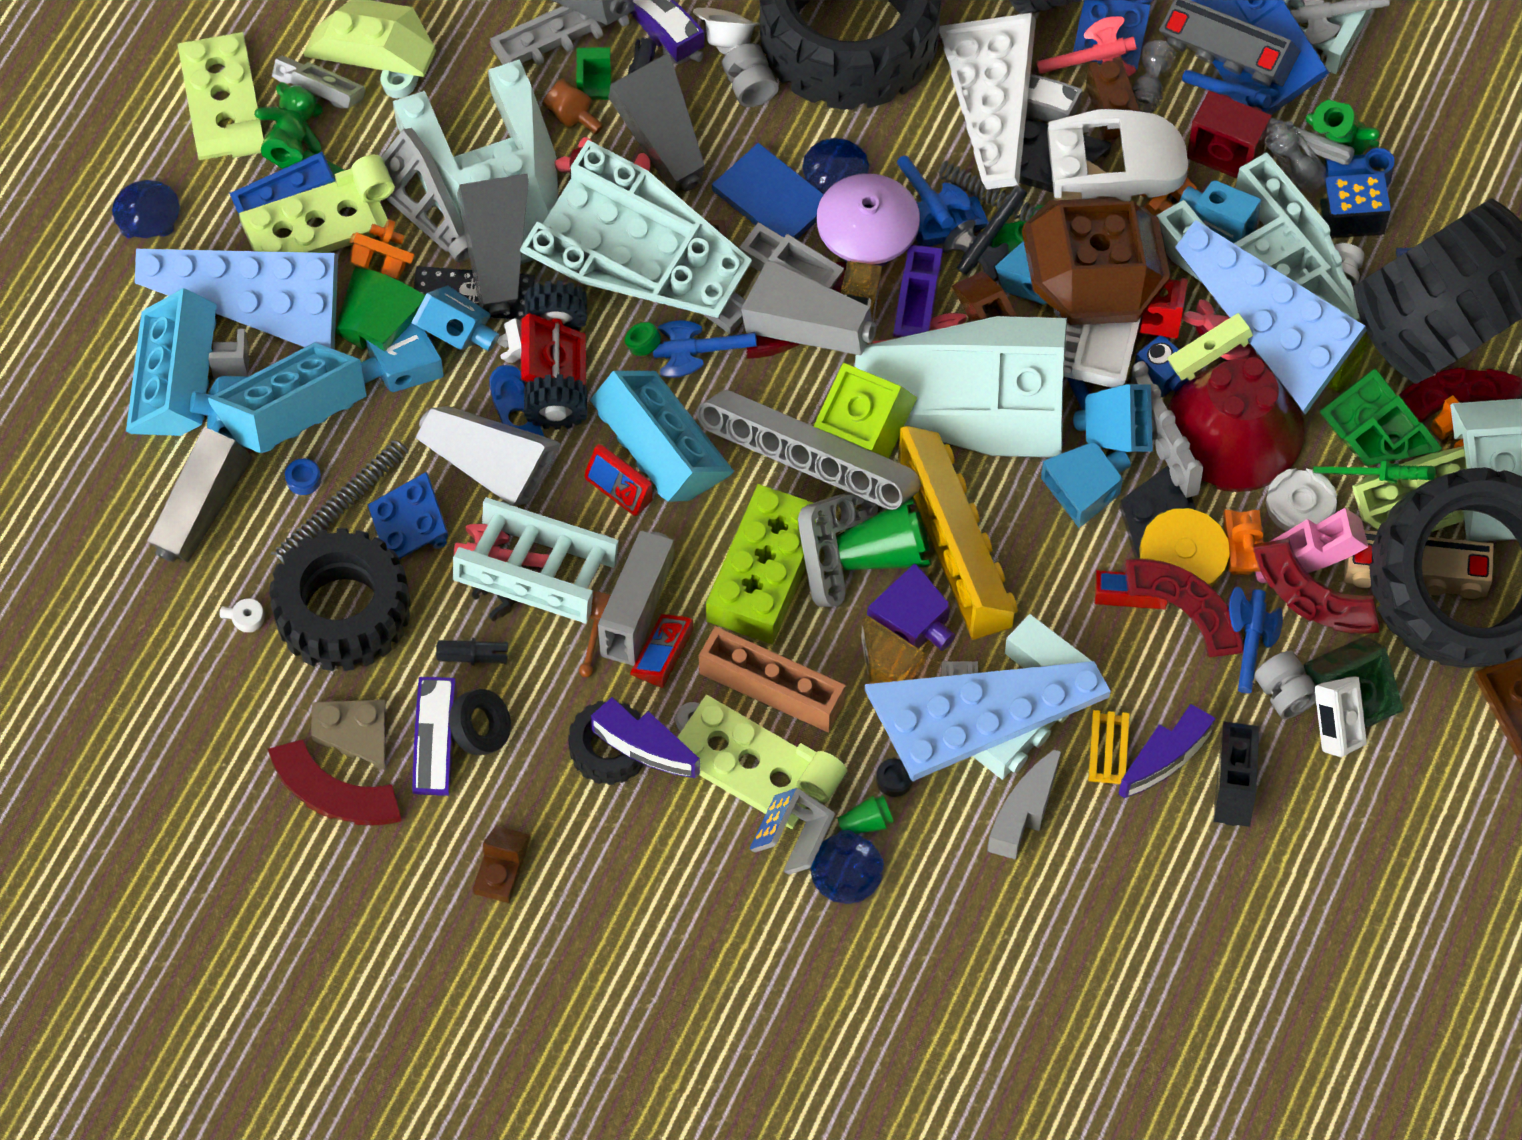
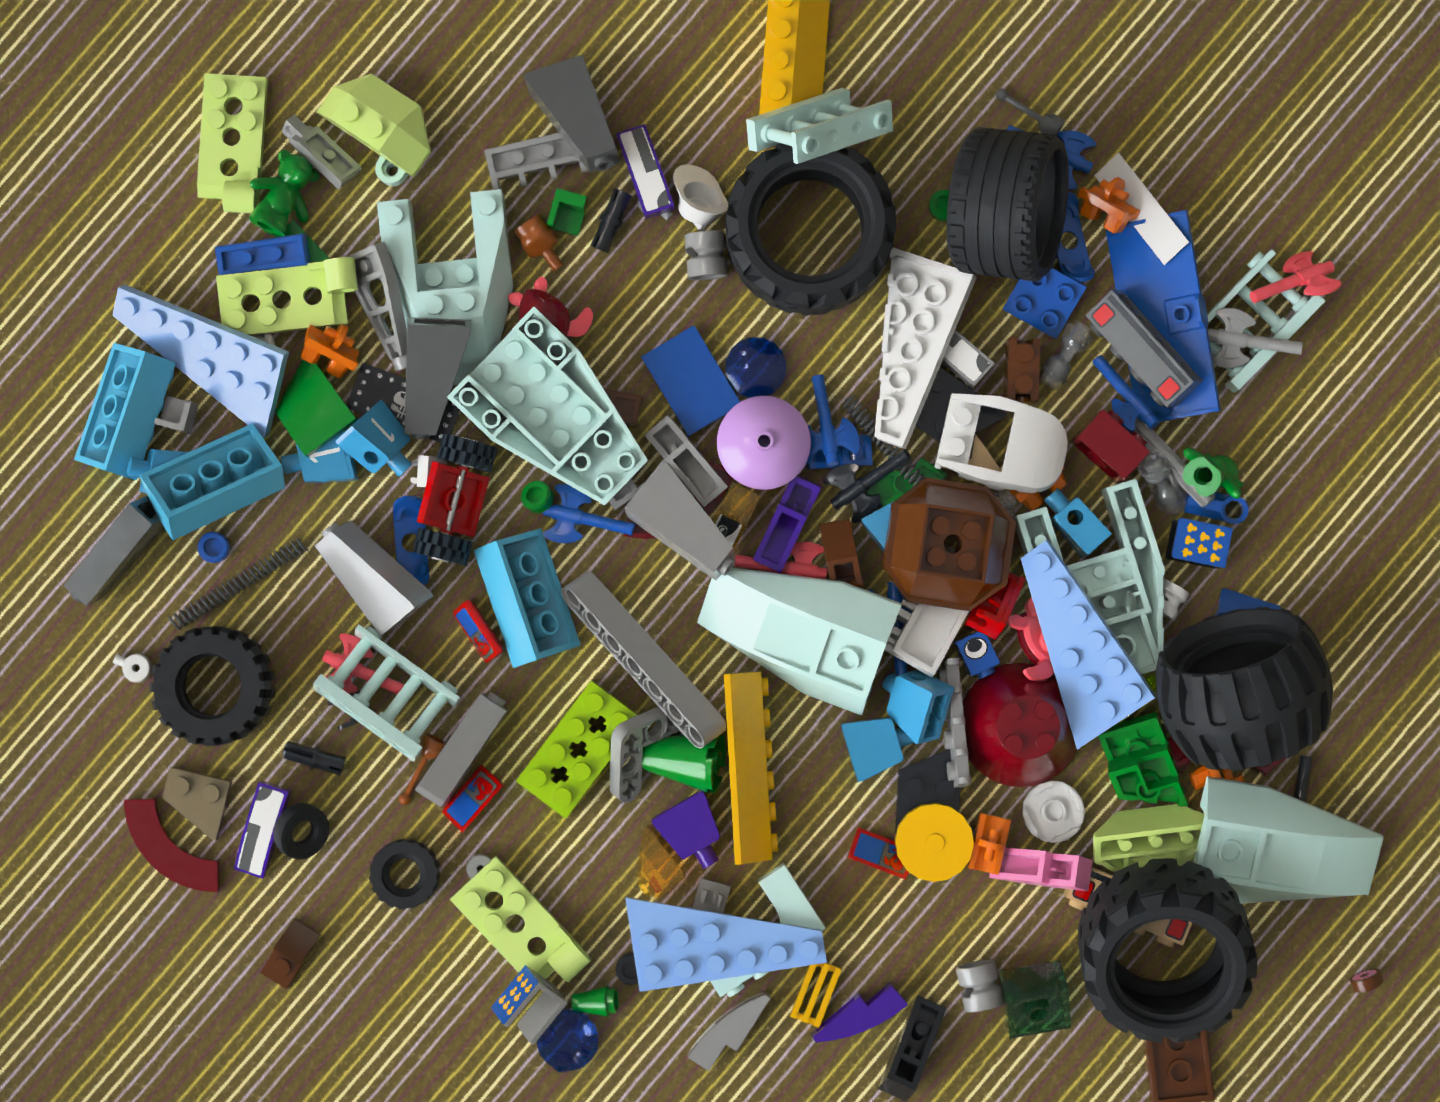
camera: 15 degrees right, 25 degrees up
(146, 209) = (139, 240): clear blue dish -> none
(409, 517) = (291, 617): blue hinge -> none
(644, 740) = (429, 896): dark purple slope -> none
(660, 122) = (609, 279): dark grey slope -> none
(772, 679) = (552, 861): nougat brick -> none
(865, 410) = (702, 640): lime container -> none
(1108, 47) = (1032, 317): coral piece -> none
(1191, 595) = (925, 886): dark red tile -> none
(1221, 339) = (1032, 663): yellowish green piece -> none
(1257, 624) = (973, 917): blue piece -> none
(1311, 598) = (1024, 909): dark red tile -> none
(1340, 716) = (1013, 1030): white slope -> none
(1386, 472) = (1126, 834): green sword -> none

